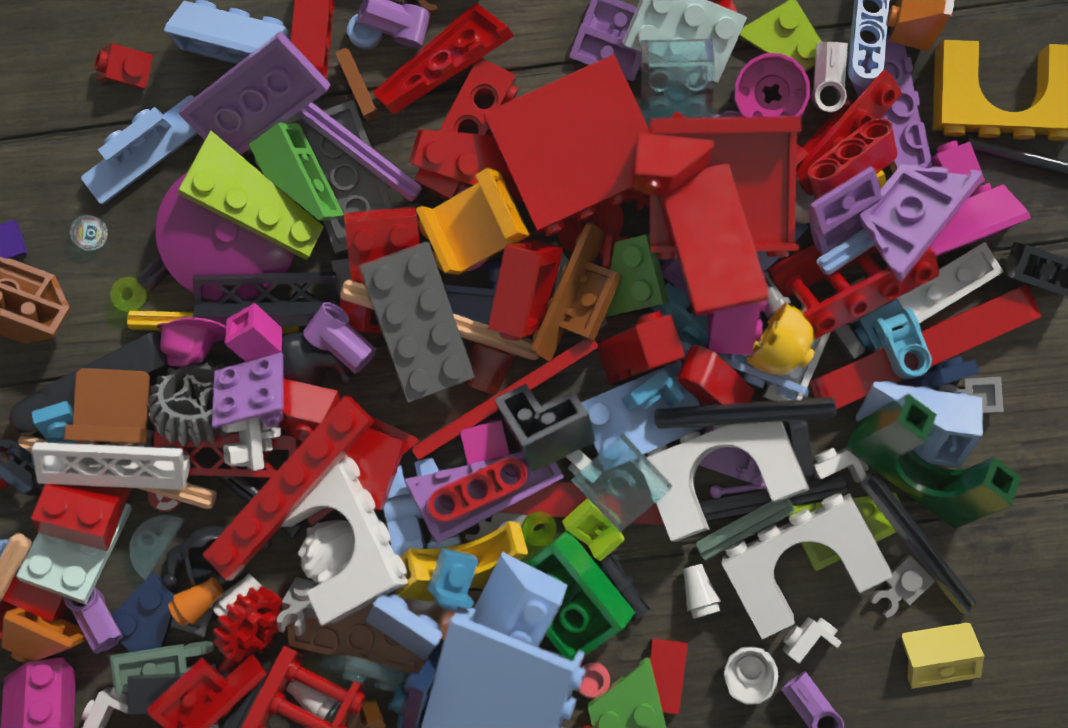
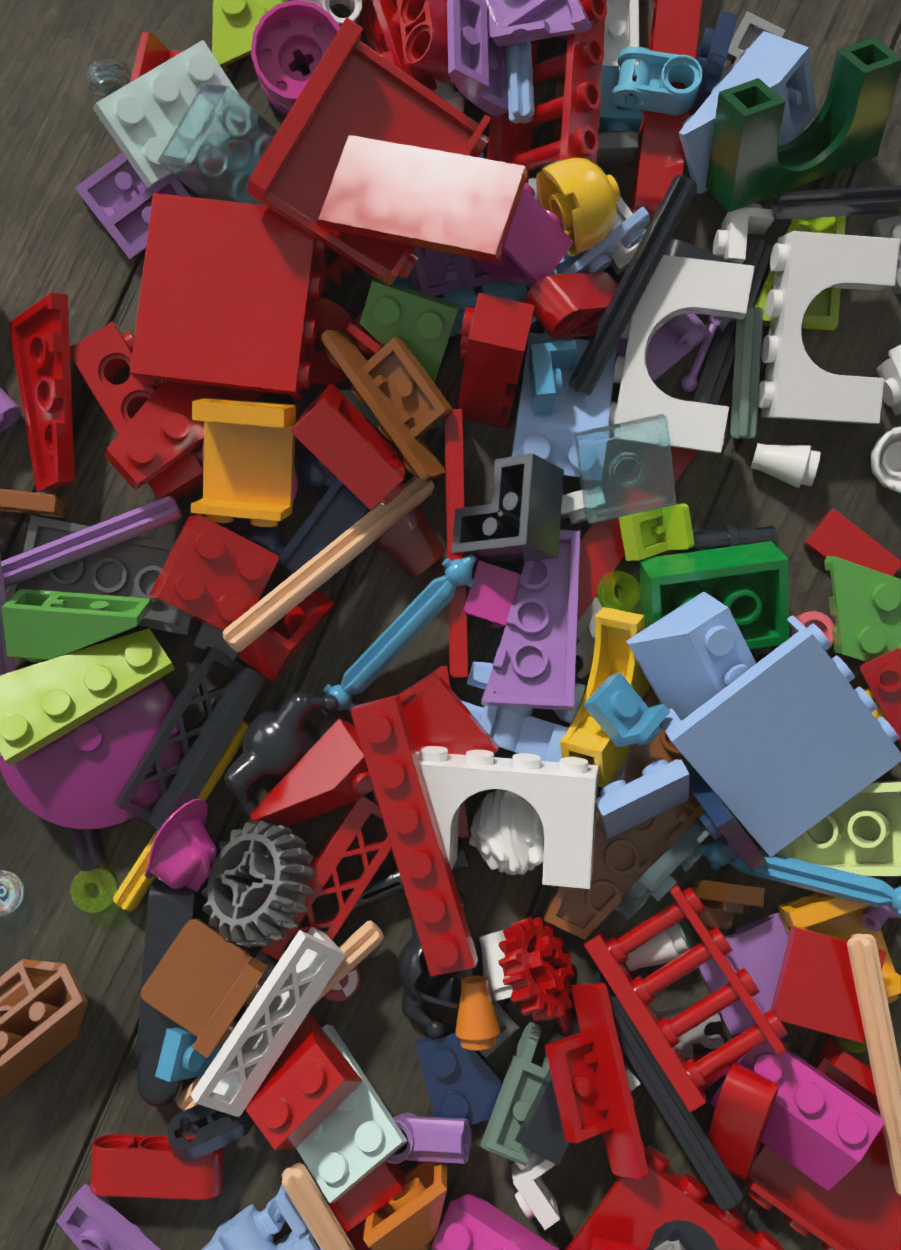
camera: 65 degrees left, 0 degrees up
(151, 542) = (380, 1023): clear light blue plate -> none
(249, 392) = (282, 815): medium lavender hinge -> none
(253, 334) = (221, 775): dark pink panel -> none
(253, 440) = (331, 839): white hips -> none
(297, 606) = (548, 902): light grey plate -> none
(332, 332) = (270, 686): medium lavender piece -> none
(416, 321) = (314, 584): dark grey plate -> none
(438, 401) = (402, 631): none -> dark azure wheel
(490, 480) = (547, 609): red beam -> none
(668, 162) = (306, 192): red slope -> none

